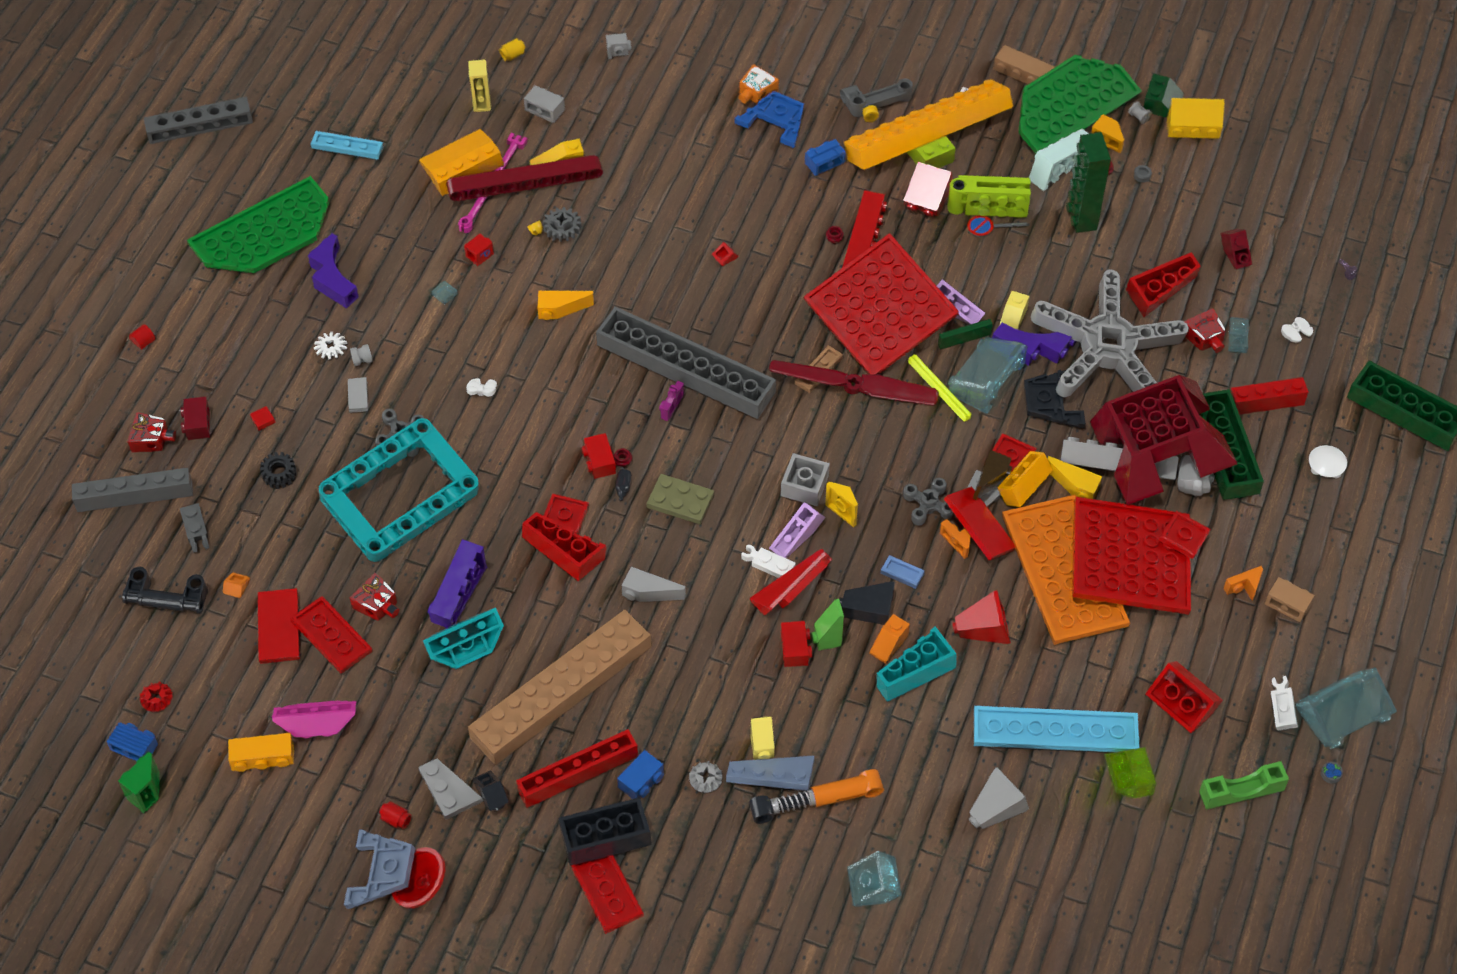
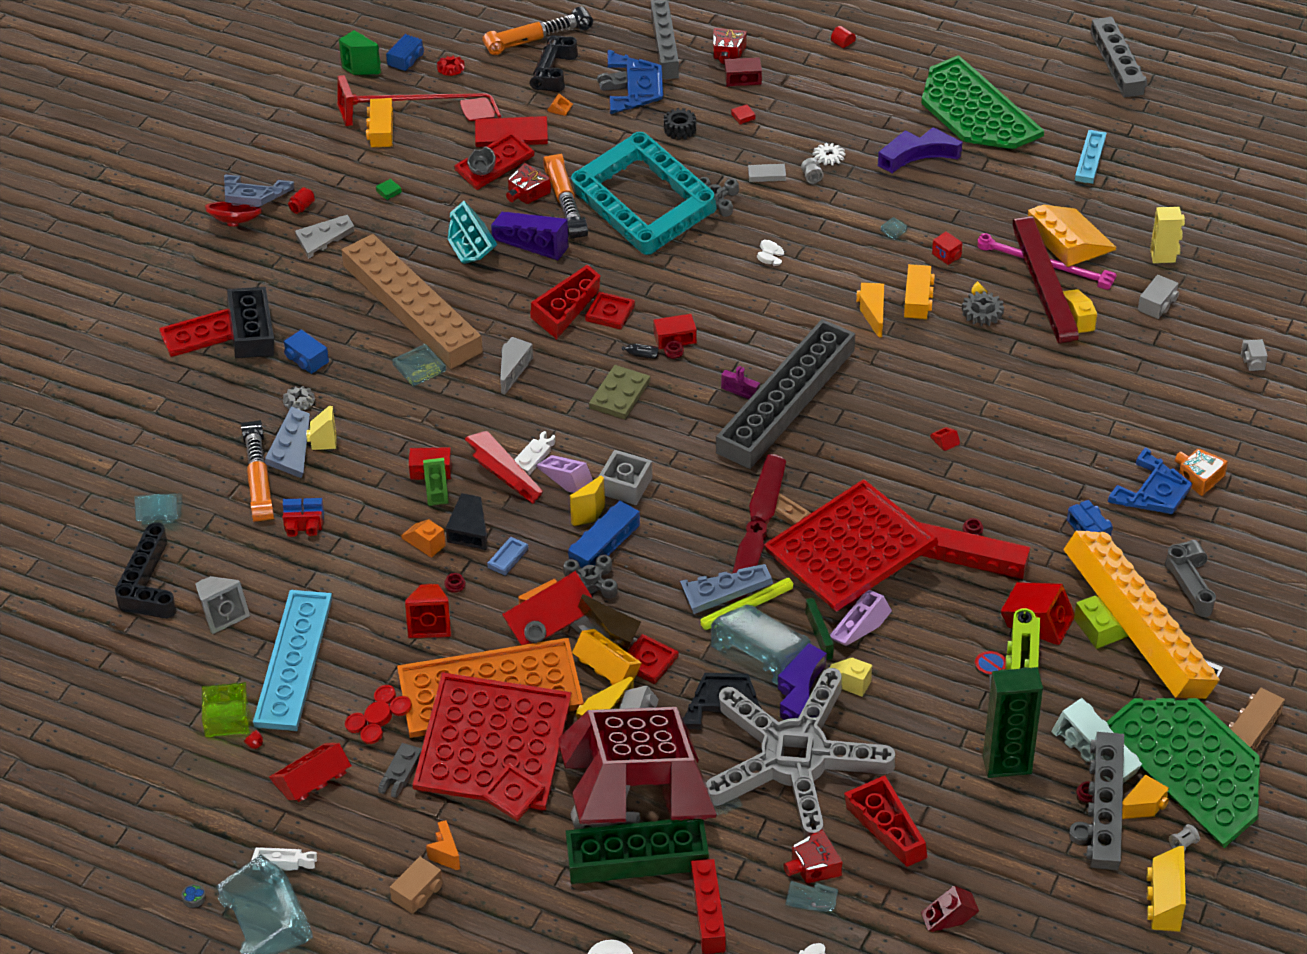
camera: 95 degrees right, 10 degrees down
(105, 614) = (497, 42): none -> piece
(211, 503) = (643, 82): none -> blue wing
(235, 783) = (472, 108): none -> red piece
(314, 718) = (408, 146): dark pink wedge -> none
(345, 576) = (555, 168): none -> piece
(348, 635) = (482, 161): none -> dark grey hair
(372, 734) = (388, 189): none -> green tile
(491, 790) = (312, 256): black slope -> none
(512, 49) = (1240, 273): yellow brick -> none
(539, 271) = (918, 291): none -> light orange brick
(577, 768) = (319, 307): red brick -> none
(649, 673) = (419, 365): none -> clear light blue tile
(870, 113) = (1163, 569): yellow bush -> none
(874, 746) = (298, 520): none -> red hips
(878, 494) = (605, 534): none -> blue brick
(917, 665) = (386, 552): teal wedge -> none
(930, 402) = (717, 590): none -> sand blue wing
(943, 604) = (454, 583): none -> dark red plate
(968, 877) = (131, 589): none -> black beam
(1004, 534) = (535, 632): none -> dark grey tile
(1110, 651) = (378, 714): none -> red piece
(1132, 147) = (1113, 746): none -> dark grey brick
(1150, 749) = (254, 740): none -> red hinge
(1160, 93) = (1213, 866): dark green slope -> none
(1166, 629) = (400, 769): none -> dark grey hinge
(1264, 781) = (188, 802): bright green arch -> none

